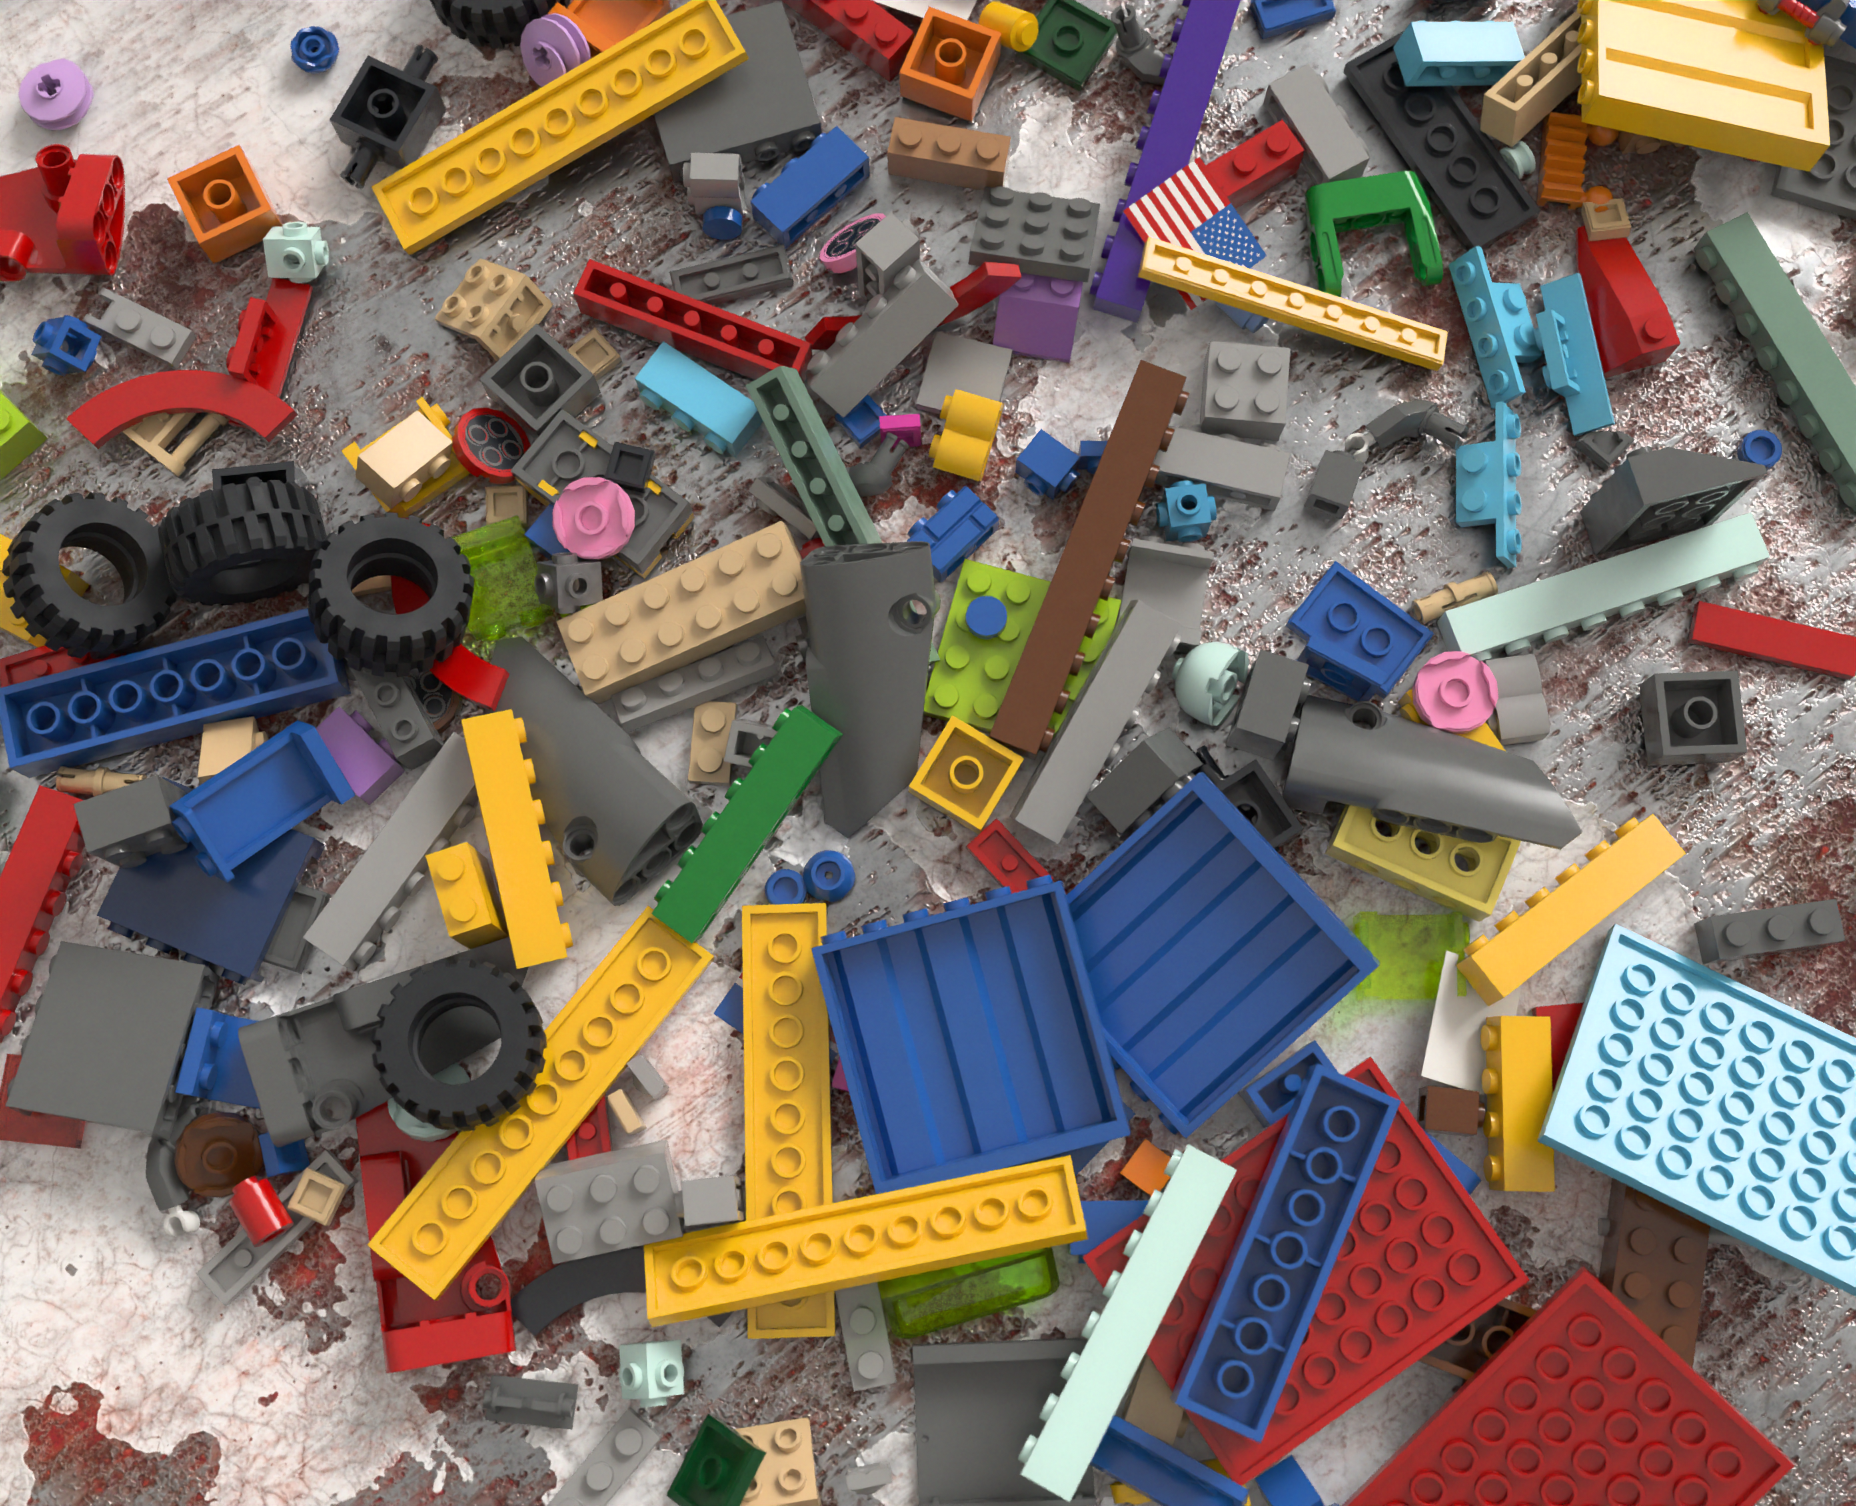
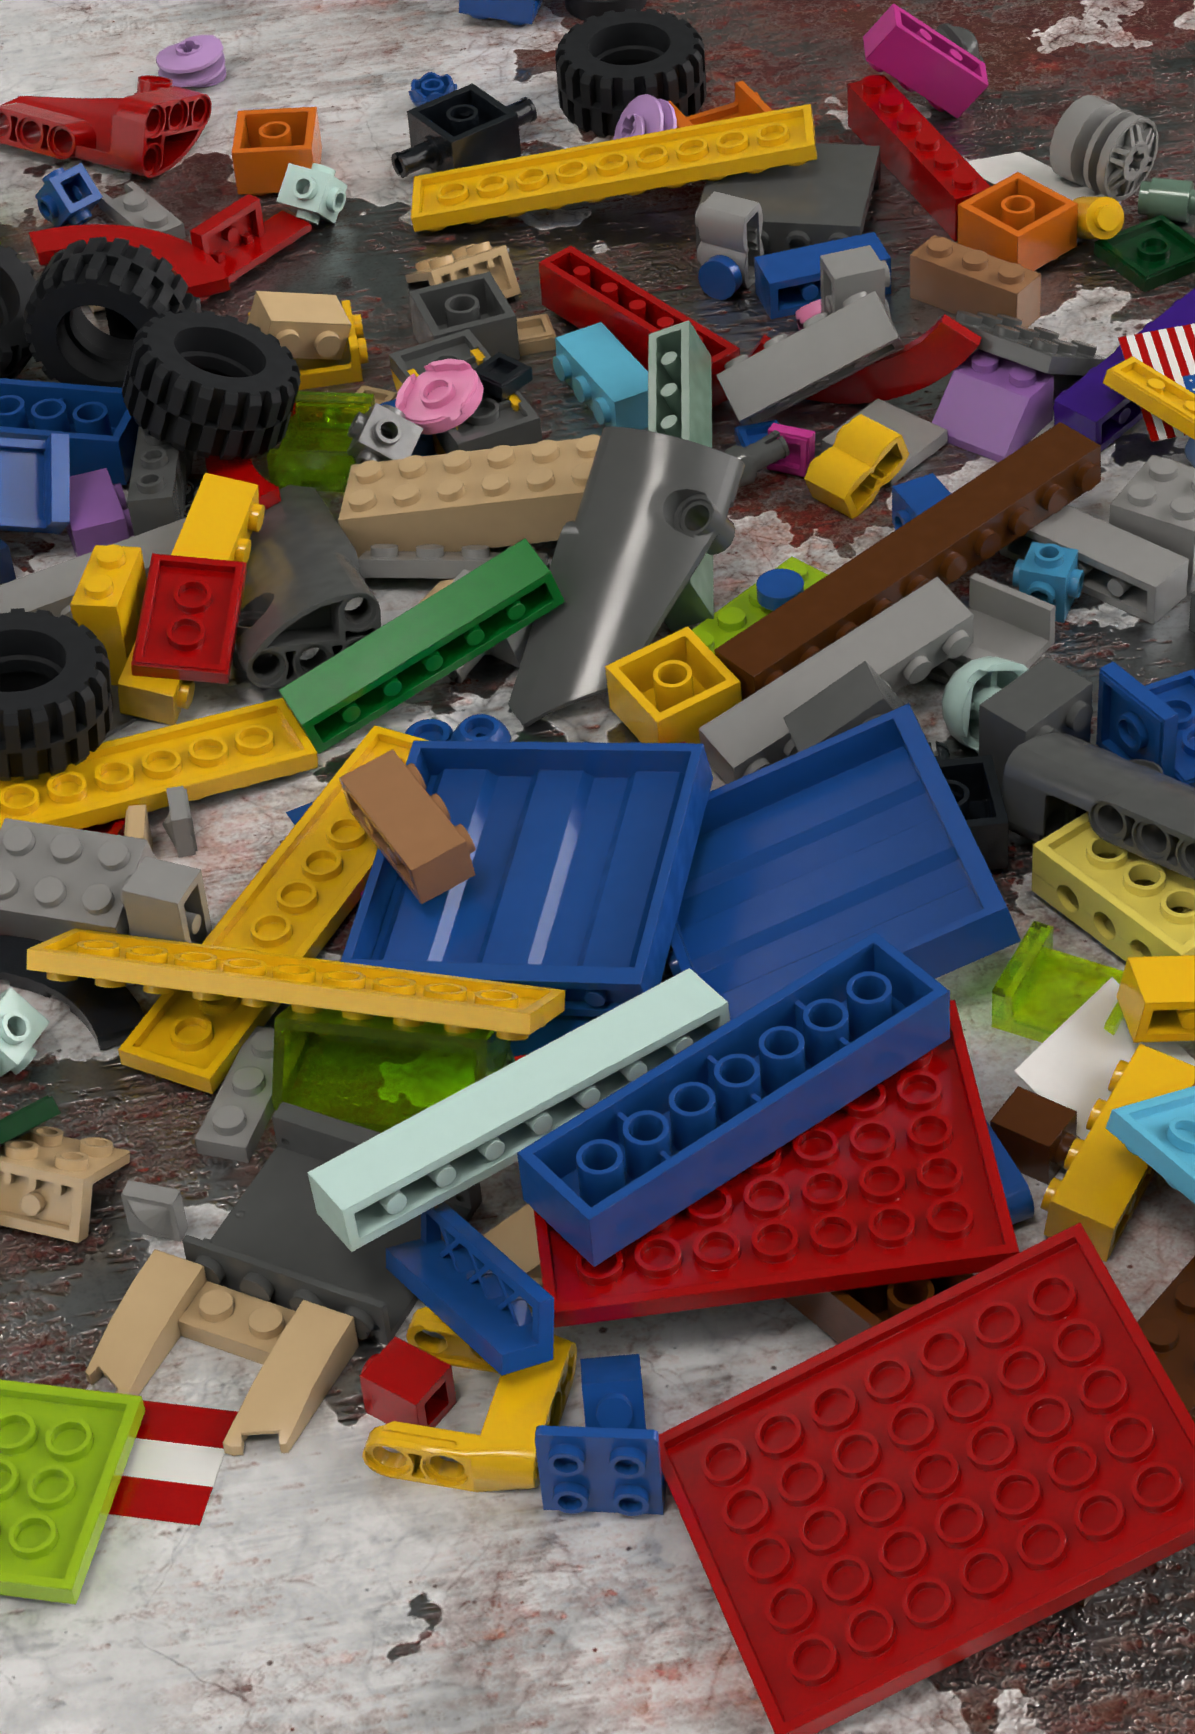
camera: 30 degrees right, 35 degrees down
(489, 444) = (374, 339): tile -> none
(539, 879) = (189, 618): none -> red tile
(735, 276) = (727, 320): dark grey tile -> none
(867, 1052) = (409, 825): none -> medium nougat brick
(955, 530) = (798, 528): blue brick -> none

